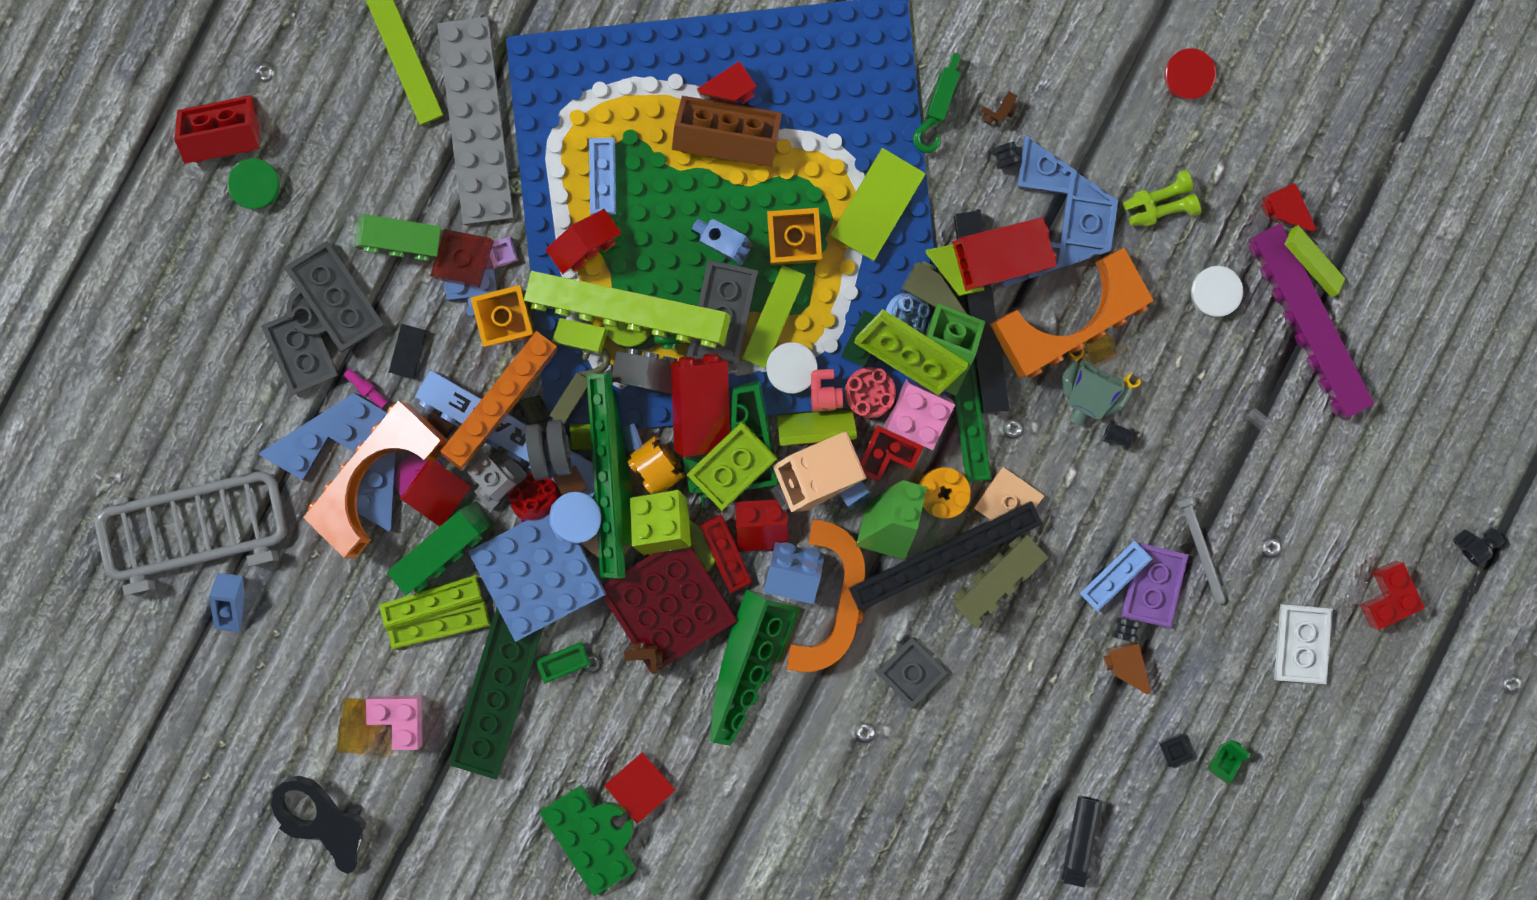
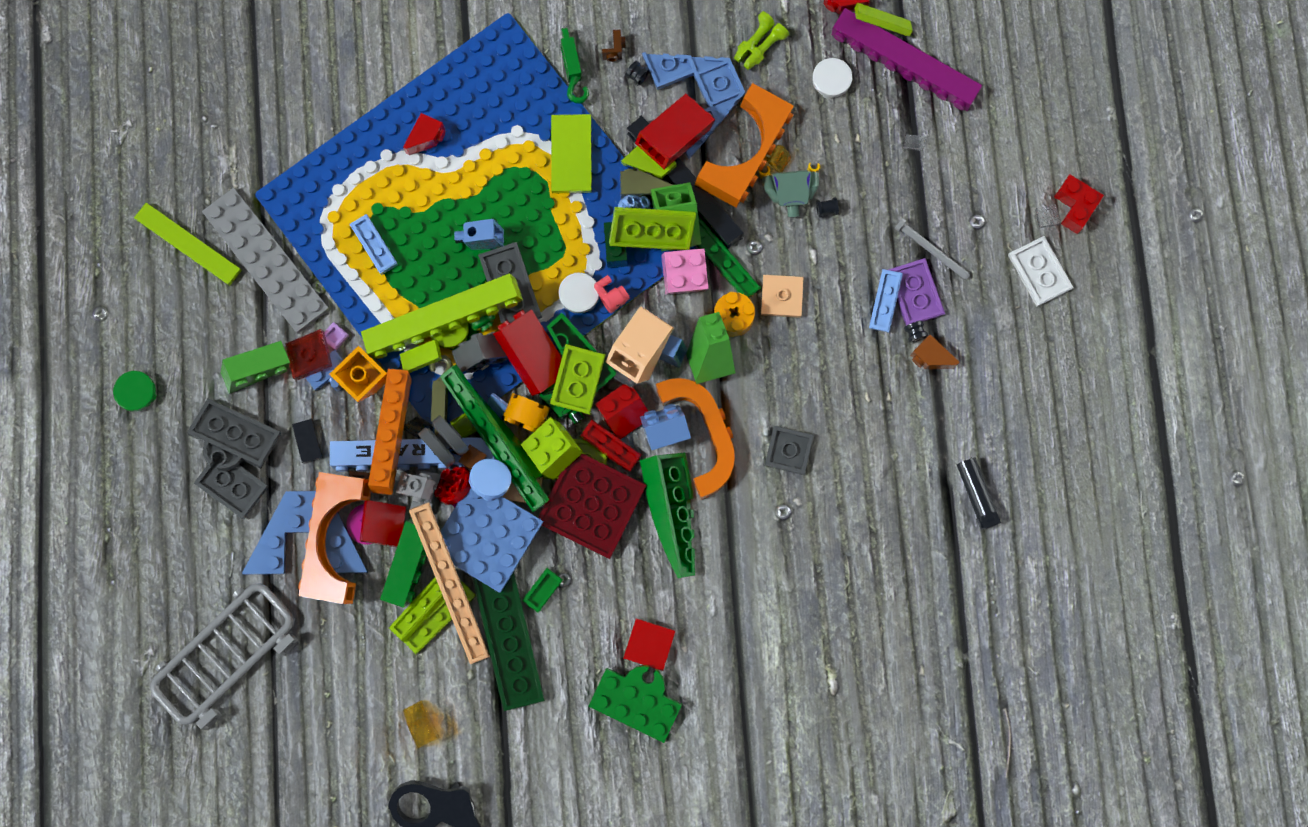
camera: 25 degrees left, 10 degrees down
(217, 129) = (88, 369): red slope -> none
(227, 602) = (279, 691): medium blue slope -> none
(365, 388) = (292, 483): dark pink bar -> none
(404, 715) = (449, 694): bright pink brick -> none
(468, 599) = (449, 582): none -> light nougat tile
(583, 241) = (384, 291): red brick -> none
(640, 651) = (591, 545): reddish brown bracket -> none
(726, 131) = (440, 165): dark orange slope -> none
(773, 316) = (546, 267): lime tile -> none
(794, 236) = (527, 204): light orange brick -> none
(815, 426) = (617, 322): lime tile -> none
(870, 392) = (642, 278): coral tile -> none
(887, 446) = (680, 304): red brick -> none
(945, 555) = (761, 355): black tile -> none
(998, 580) = (808, 350): olive wedge -> none
(1175, 750) = (1002, 393): black tile -> none
(1228, 760) = (1041, 377): green bracket -> none
(1478, 549) = (1114, 139): black piece -> none

